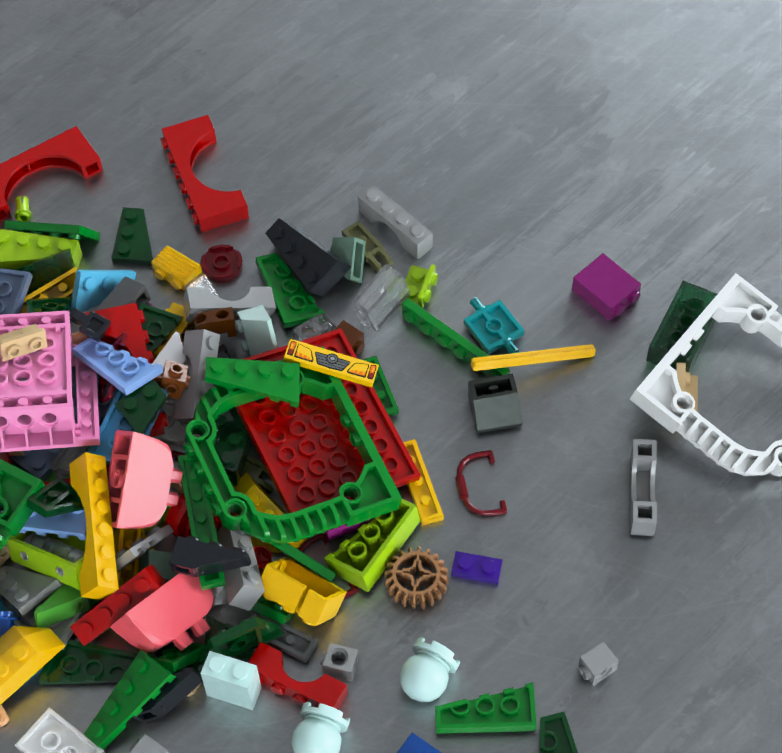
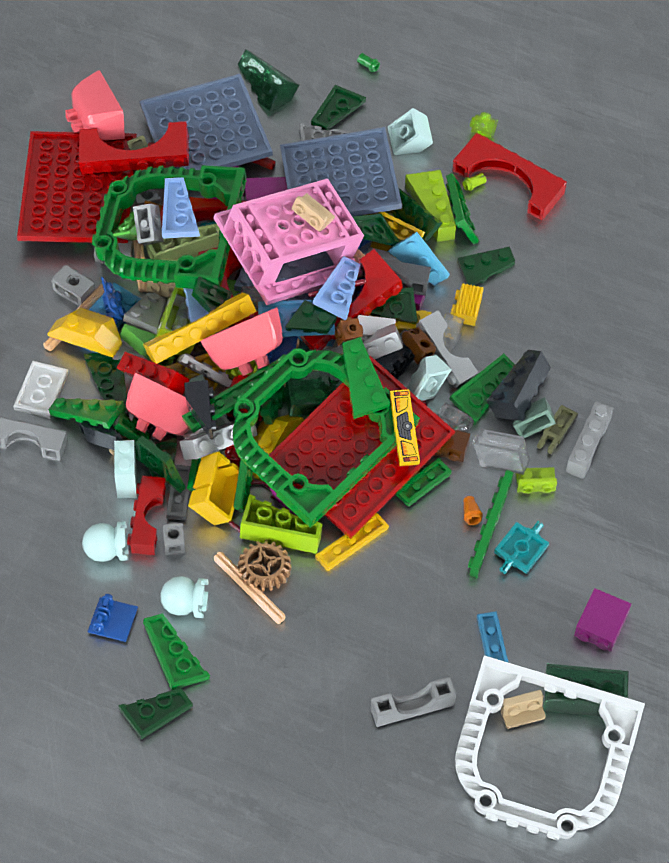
camera: 65 degrees right, 0 degrees up
(92, 325) = (365, 257): black plate -> none
(209, 206) = (589, 263): red arch -> none
(221, 263) = (491, 334): dark red tile -> none
(431, 355) = (472, 512): none -> orange cone
(447, 599) = (255, 593): none -> light nougat axle
(462, 488) = (361, 573): dark red piece -> none
(476, 567) = (293, 607): dark purple plate -> none
(494, 403) = (444, 569): pearl dark grey slope -> none
(532, 357) = (500, 583): yellow axle -> none
(590, 392) = (492, 636): none -> dark azure tile
(597, 663) = (242, 715): light grey brick -> none

